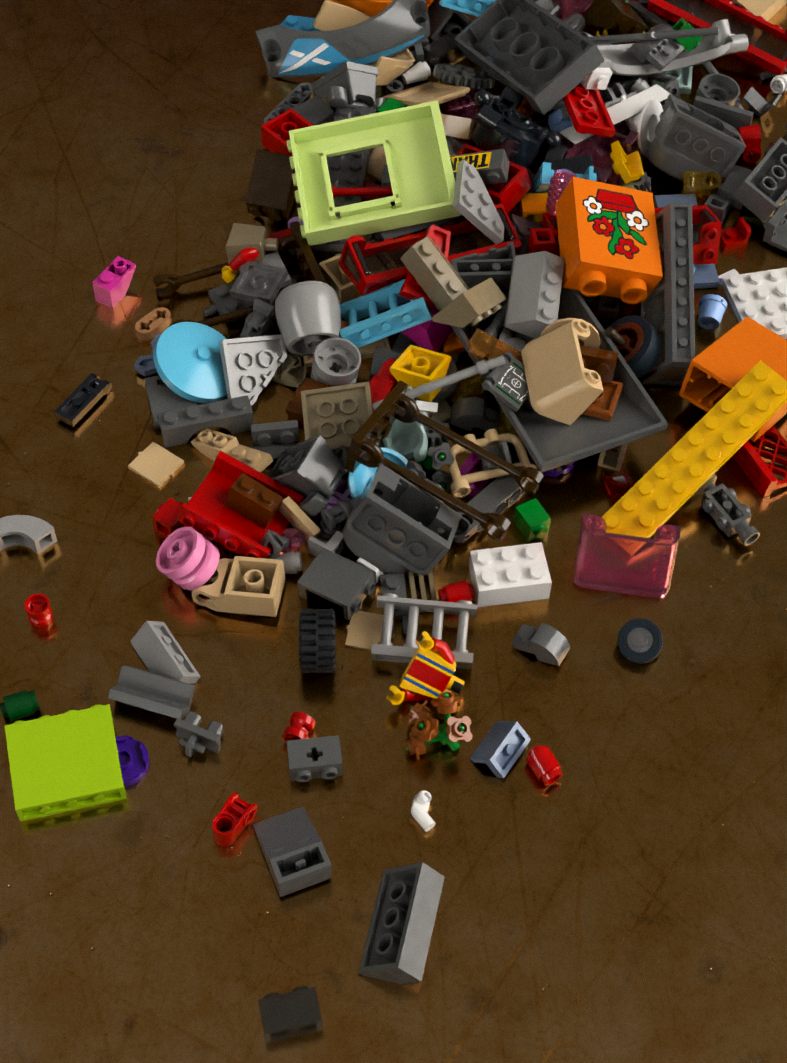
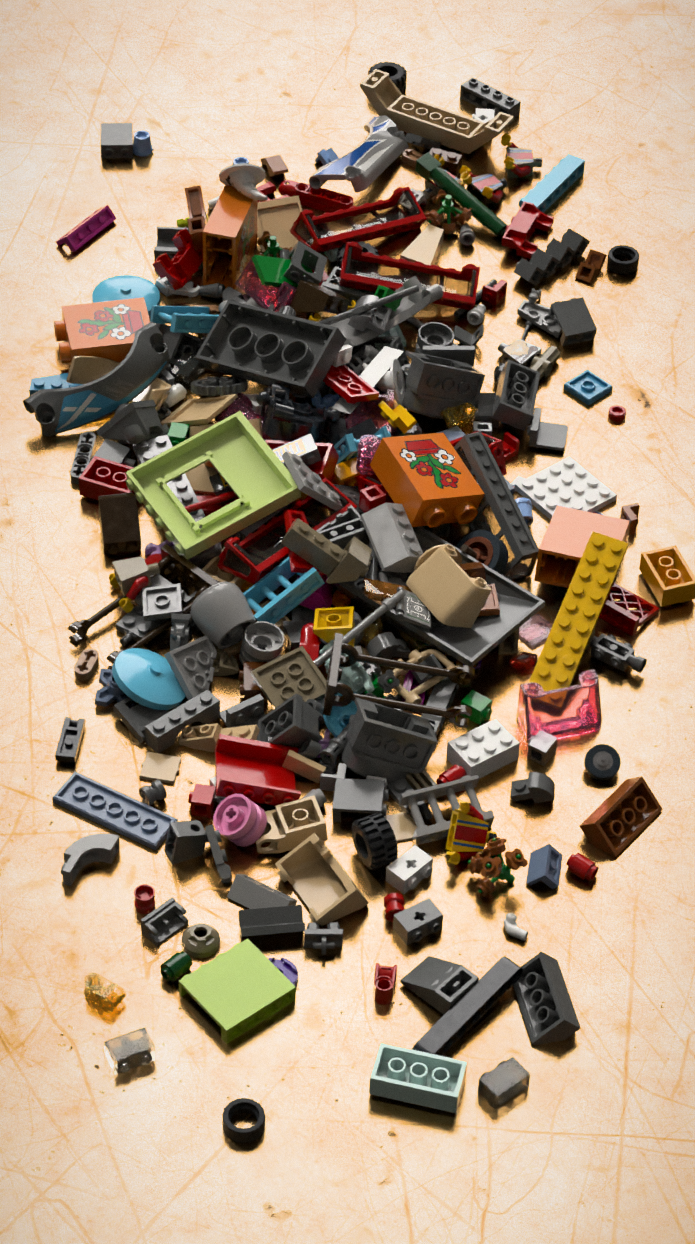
camera: 25 degrees left, 10 degrees down
(42, 645) = (164, 922): none -> dark grey hinge
(73, 691) = (200, 946): none -> dark tan piece
(79, 496) = (114, 810): none -> sand blue tile
(114, 282) = (35, 641): dark pink slope -> none
(123, 559) = (185, 841): none -> dark grey torso
(125, 490) = (151, 793): none -> dark grey wheel
(142, 590) = (219, 855): none -> dark grey hinge
(191, 965) = (418, 1077): none -> light aqua brick
(239, 666) = (320, 881): none -> tan windscreen
(253, 500) = (264, 762): reddish brown brick -> none
(291, 540) = (304, 784): leg -> none
(299, 900) = (469, 1008): none -> beam
(343, 688) = (409, 869): none -> white brick
(580, 595) = (541, 747): none -> flat silver brick
(626, 718) = (621, 816): none -> dark orange slope
(650, 450) = (535, 630): none -> piece
(752, 138) = (482, 364): red piece -> none

